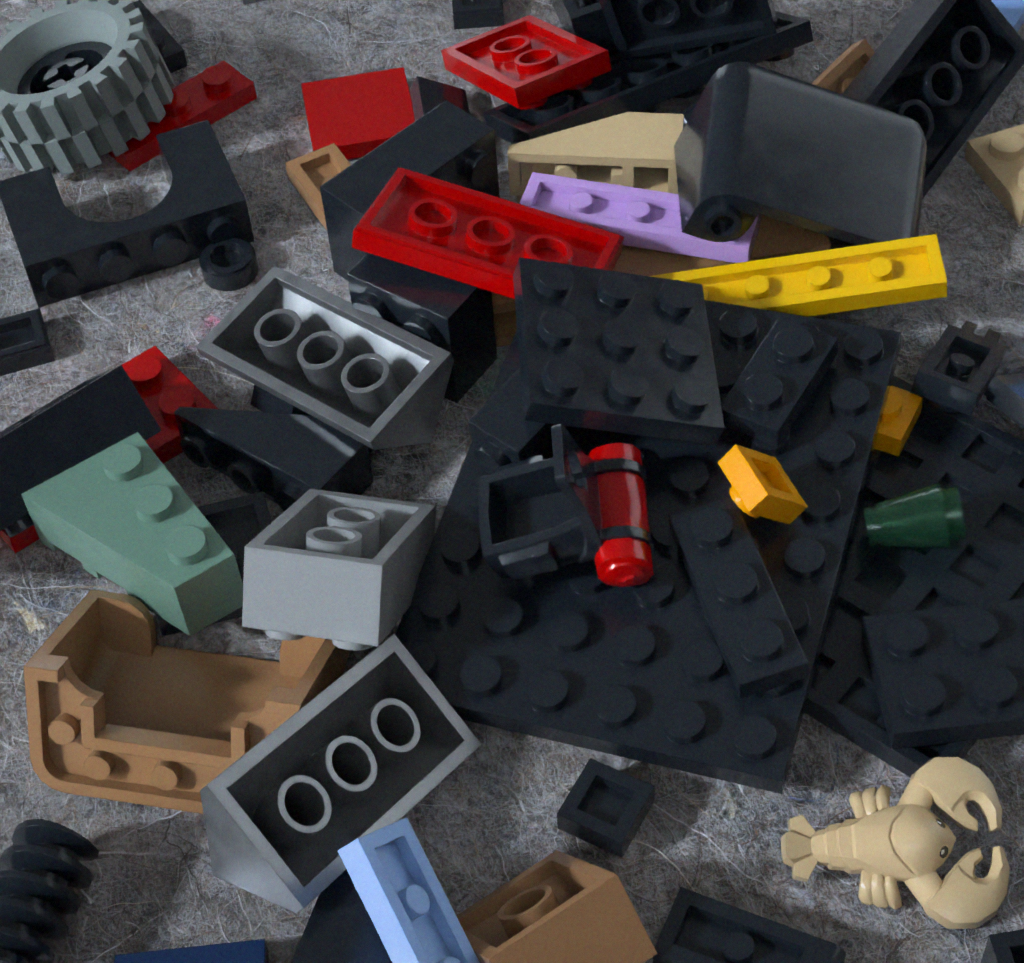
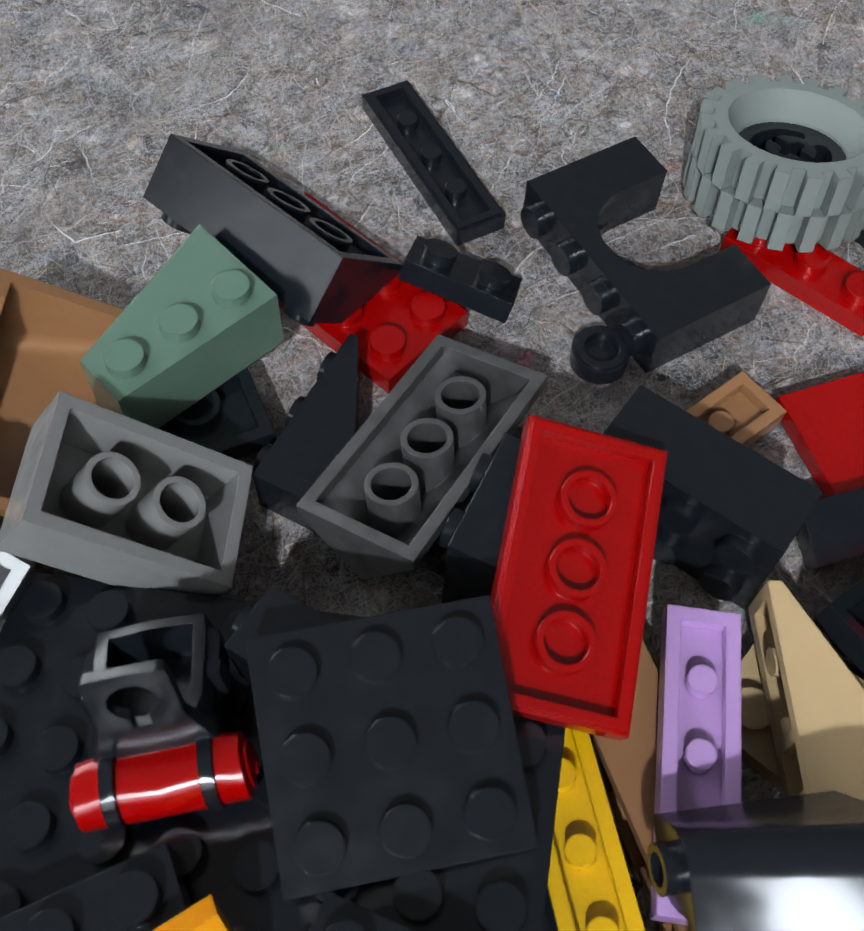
camera: 75 degrees right, 10 degrees up
(117, 341) = (459, 278): none -> black plate

